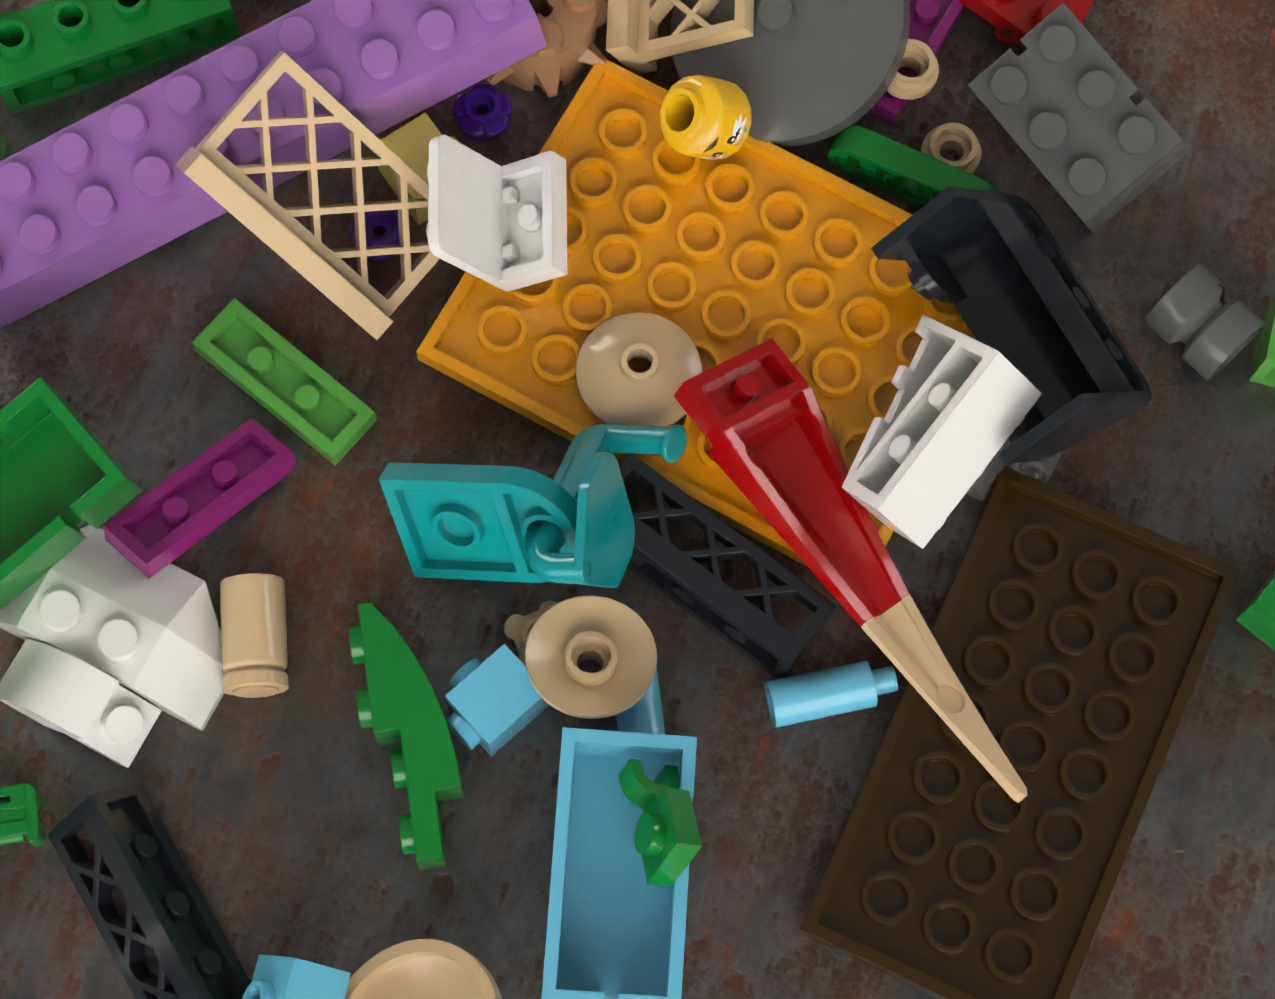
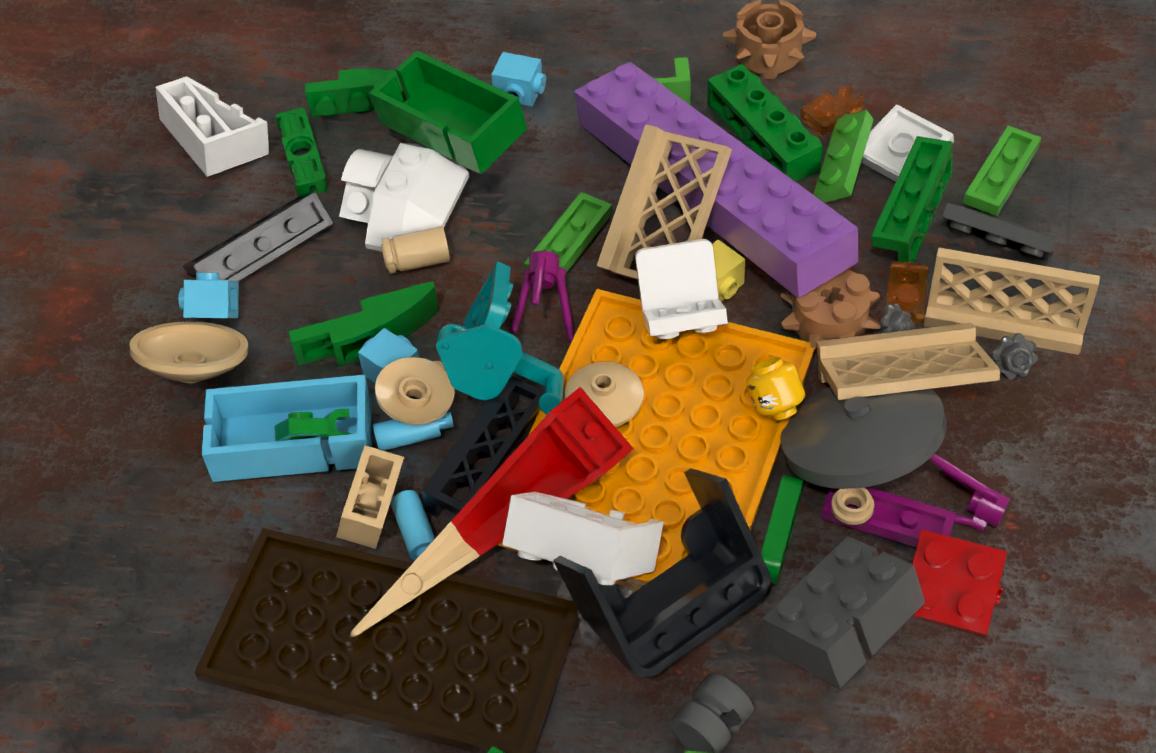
camera: 90 degrees right, 20 degrees down
(199, 497) = (489, 209): magenta plate -> none
(380, 418) = (542, 274): none -> magenta plant
(482, 127) = (764, 301): dark purple plate -> none
(780, 749) = (369, 497): none -> tan brick
(956, 138) = (807, 542): tan plate -> none

